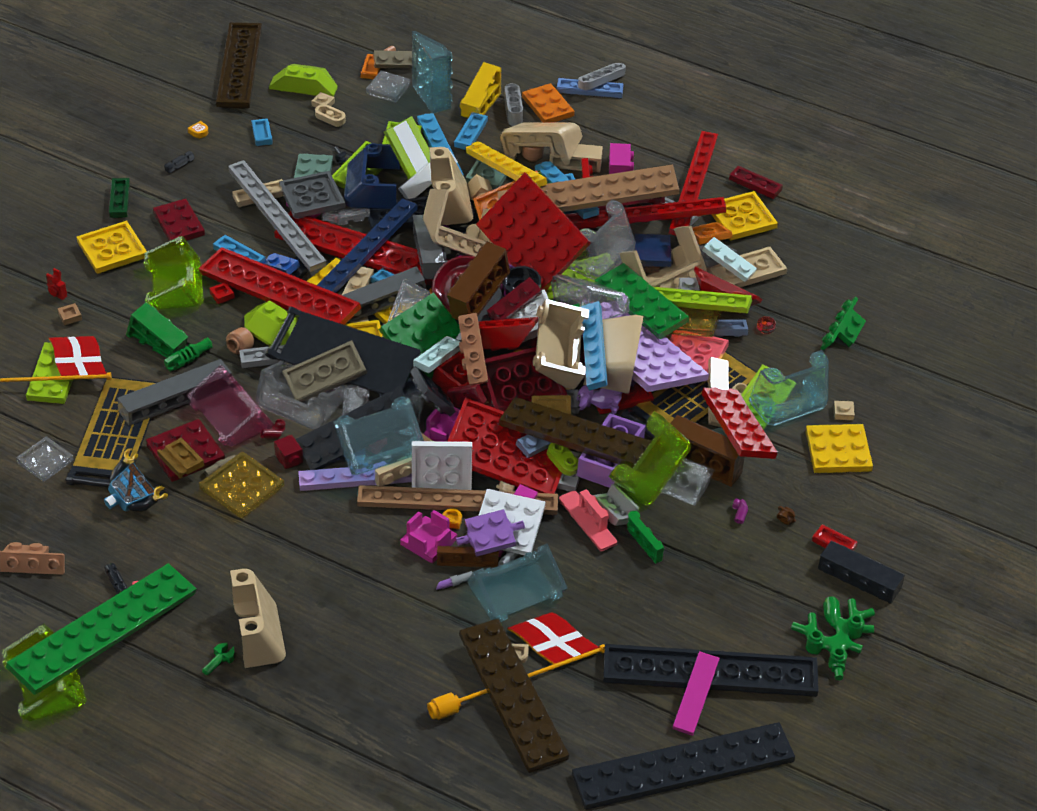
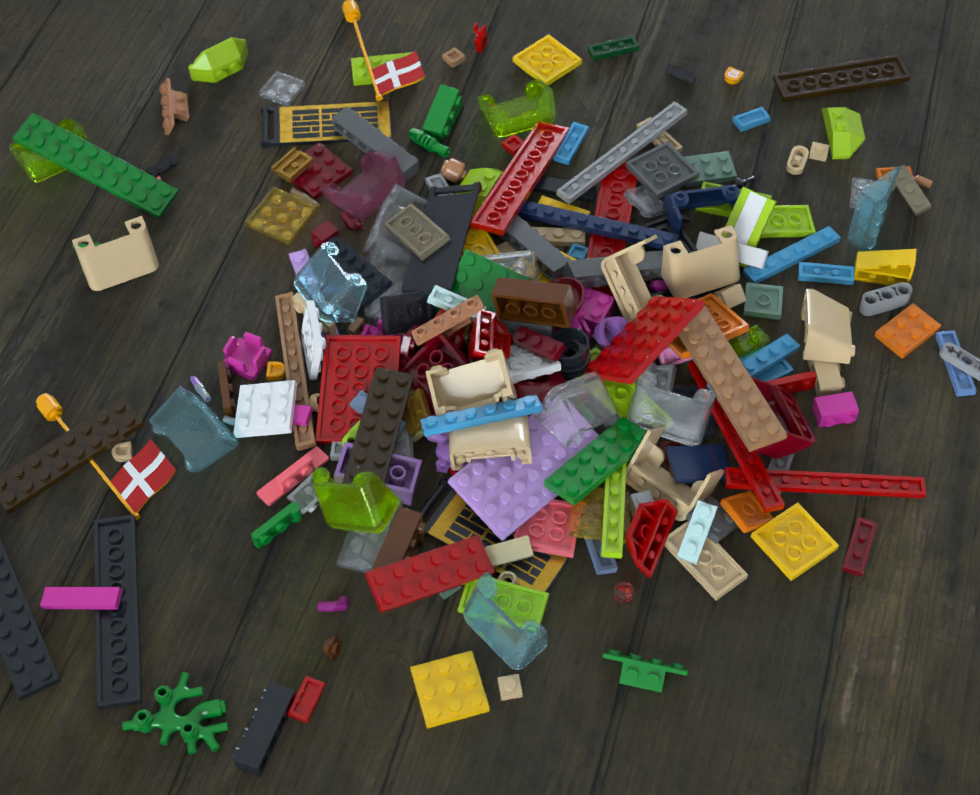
camera: 80 degrees right, 10 degrees up
(131, 488) = (254, 143): torso -> none
(178, 220) = (600, 94): dark red plate -> none
(282, 263) = (564, 173): blue plate -> none
(490, 532) = (240, 394): medium lavender plate -> none
(503, 163) = (755, 302): yellow plate -> none

